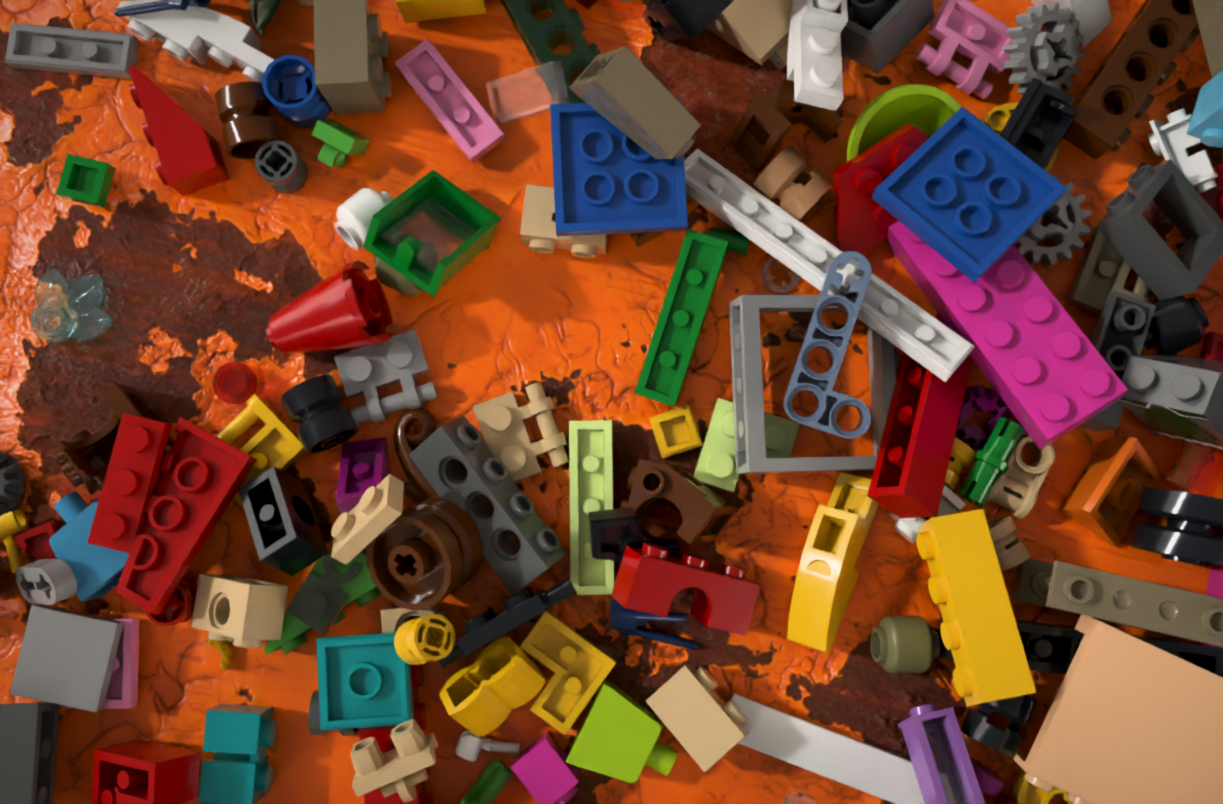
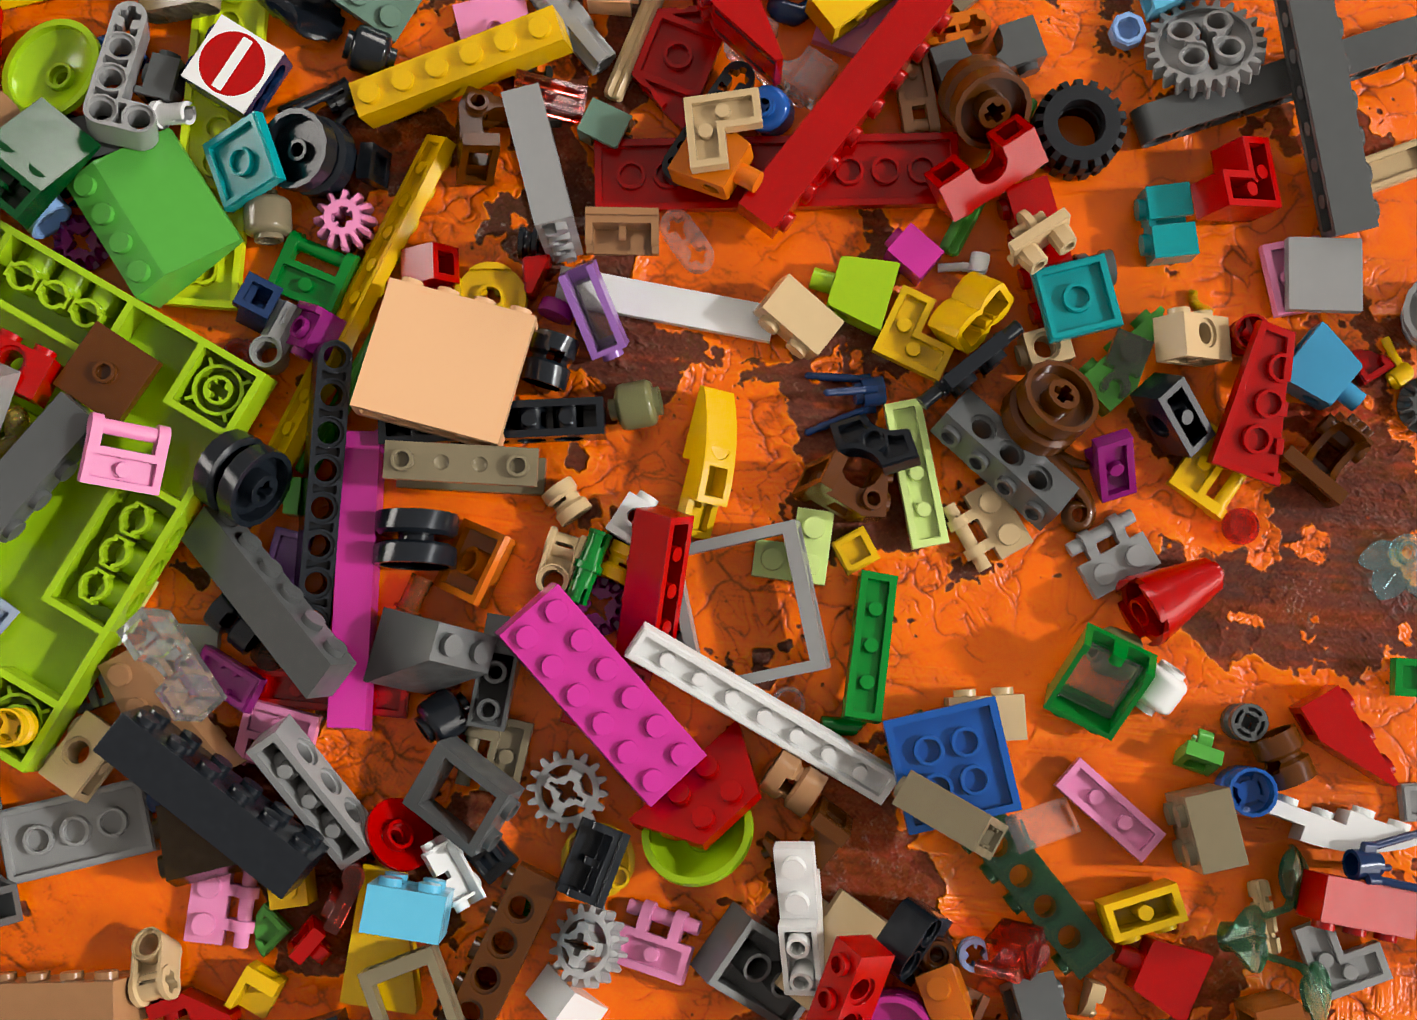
camera: 170 degrees right, 0 degrees up
(46, 581) = (1356, 332): light grey beam -> none
(129, 482) = (1307, 424): red plate -> none
(318, 410) = (1165, 514): black wheel -> none
(368, 519) = (1103, 425): tan plate -> none
(414, 639) = (1044, 334): yellow wheel -> none
(652, 579) = (857, 421): red arch -> none
(835, 343) = (744, 636): sand blue beam -> none
(968, 194) = (649, 788): blue plate -> none
(974, 608) = (594, 440): yellow brick -> none
(1127, 160) = (494, 863): none -> black tile

